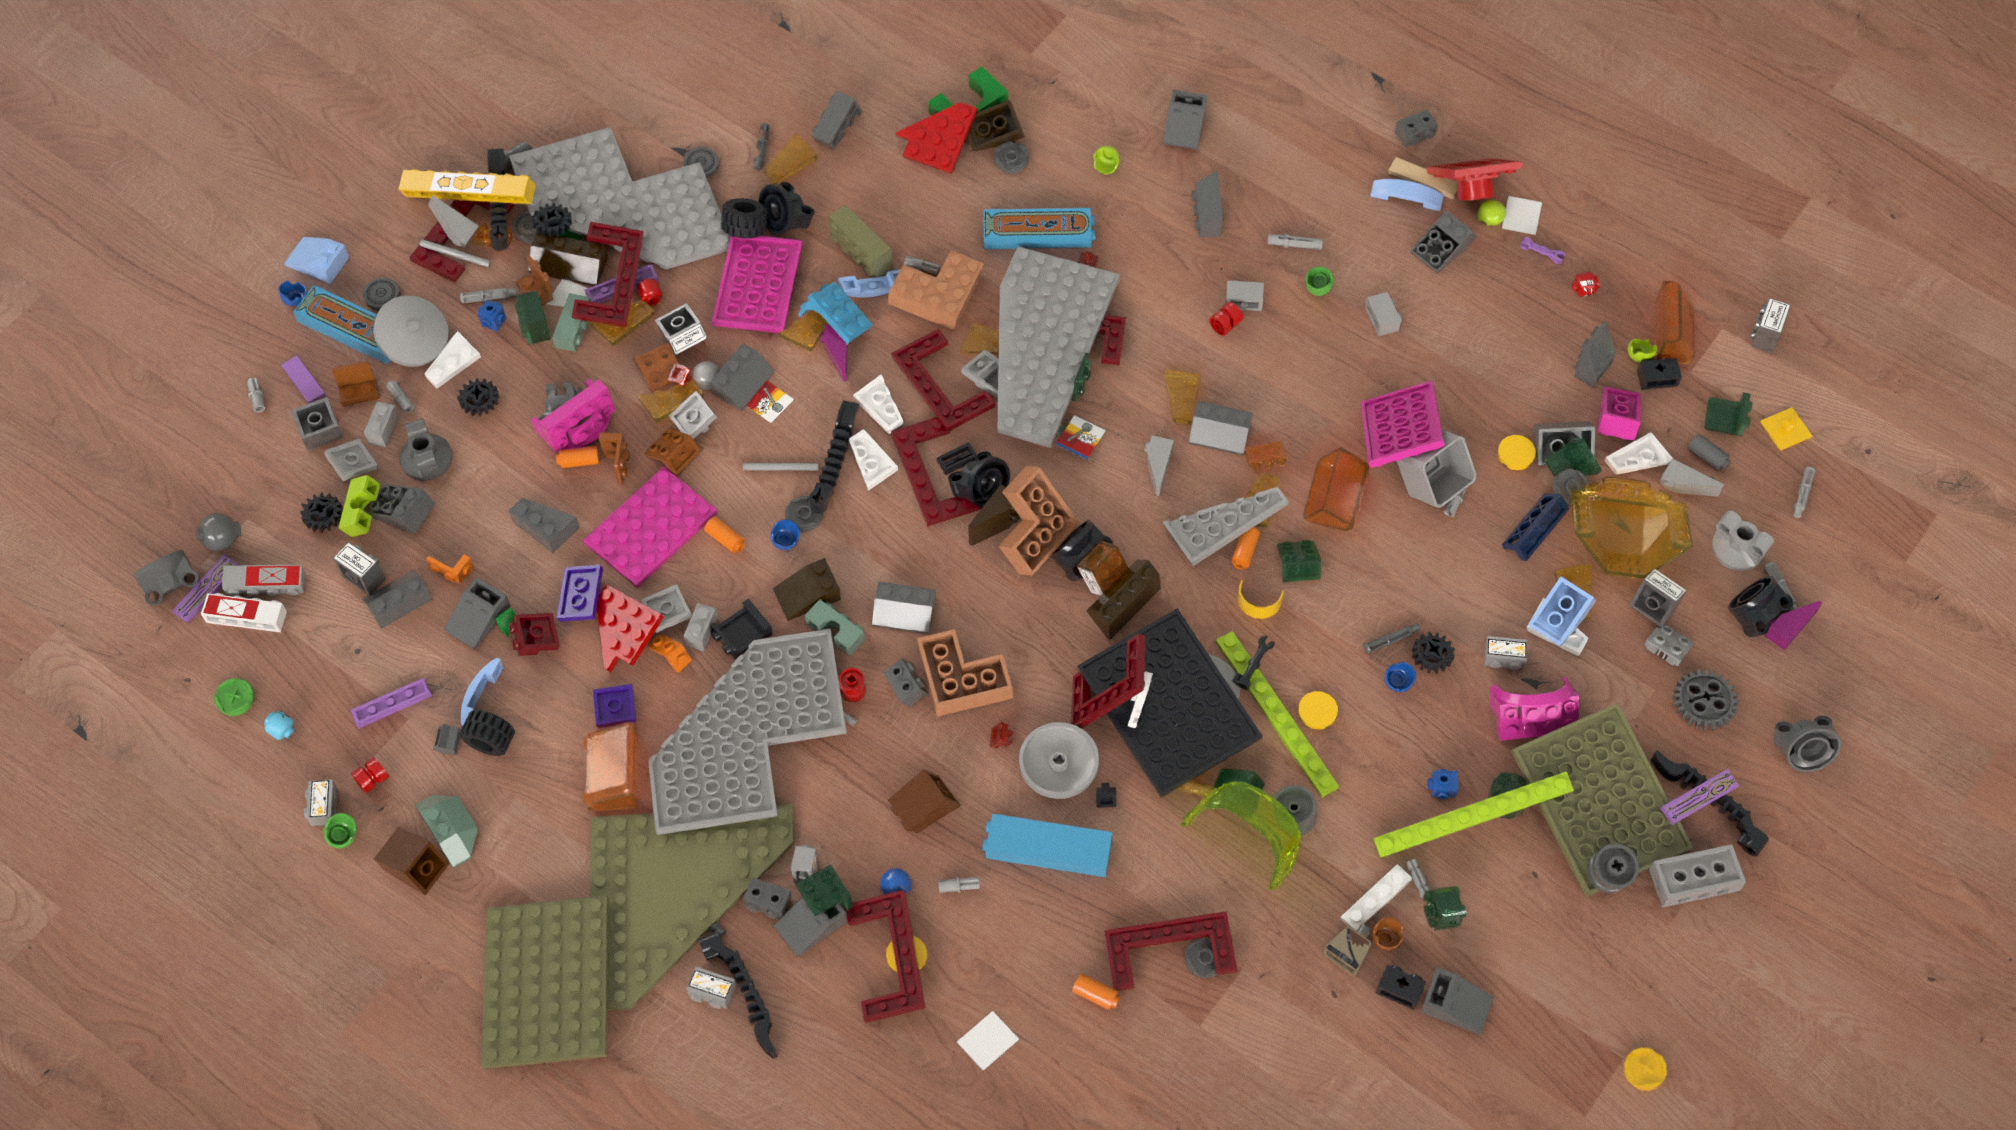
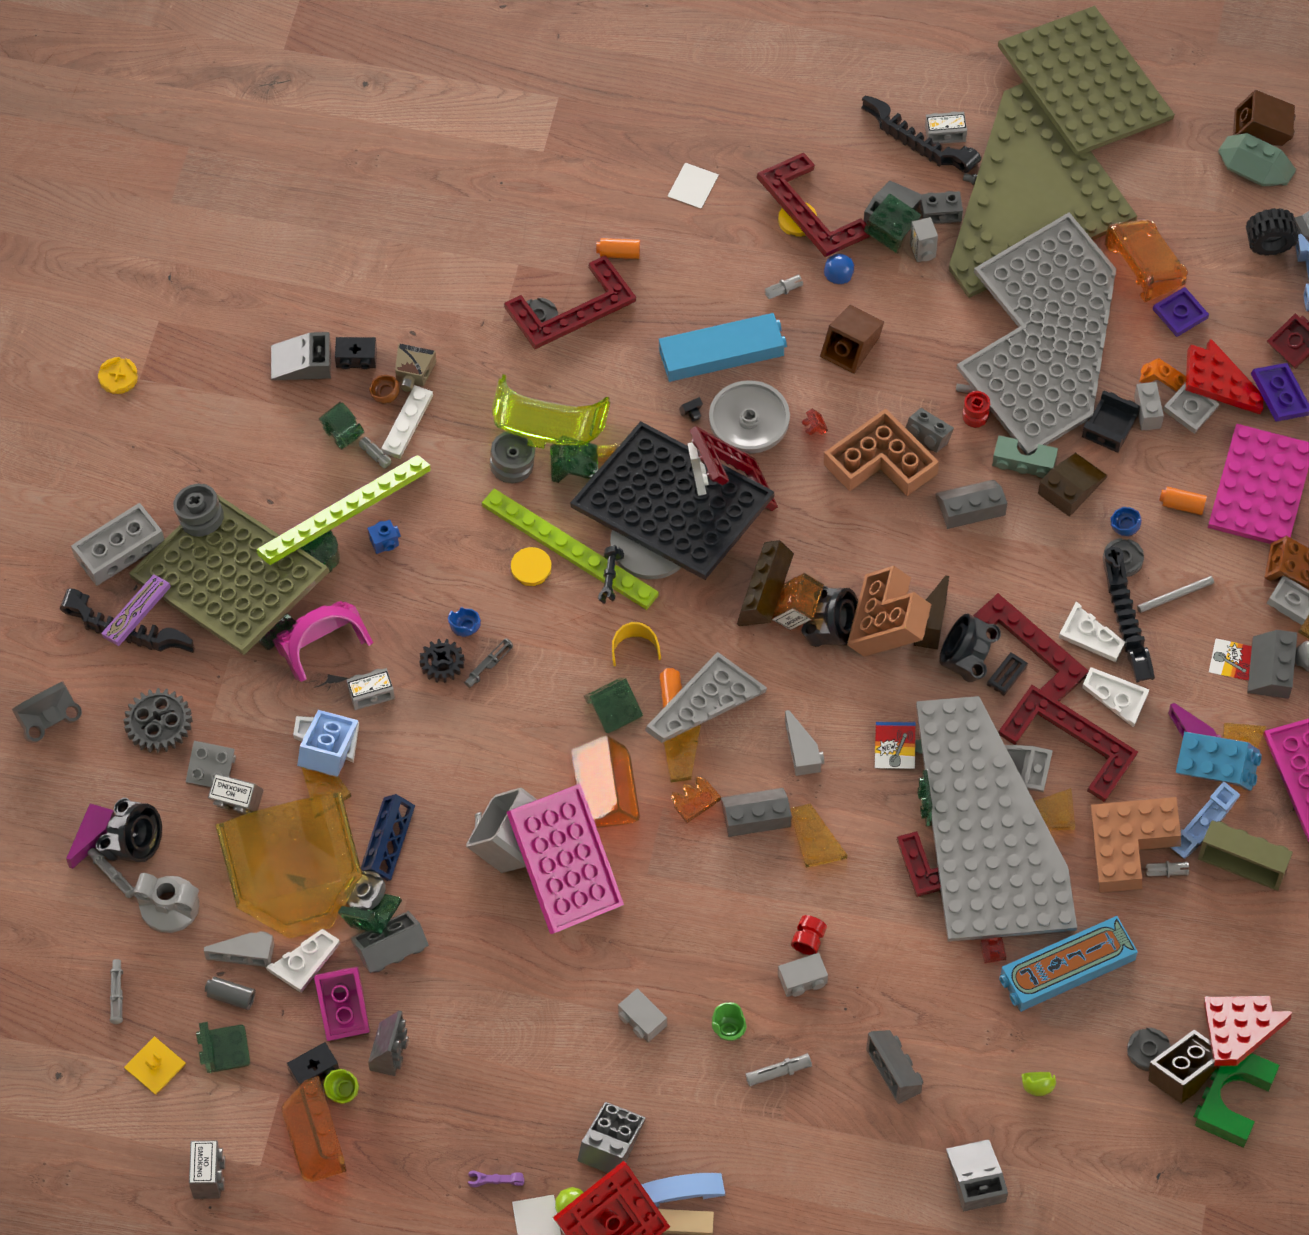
camera: 155 degrees right, 0 degrees up
(1516, 452) = (437, 914): yellow tile -> none
(1585, 284) = (431, 1146): red head -> none

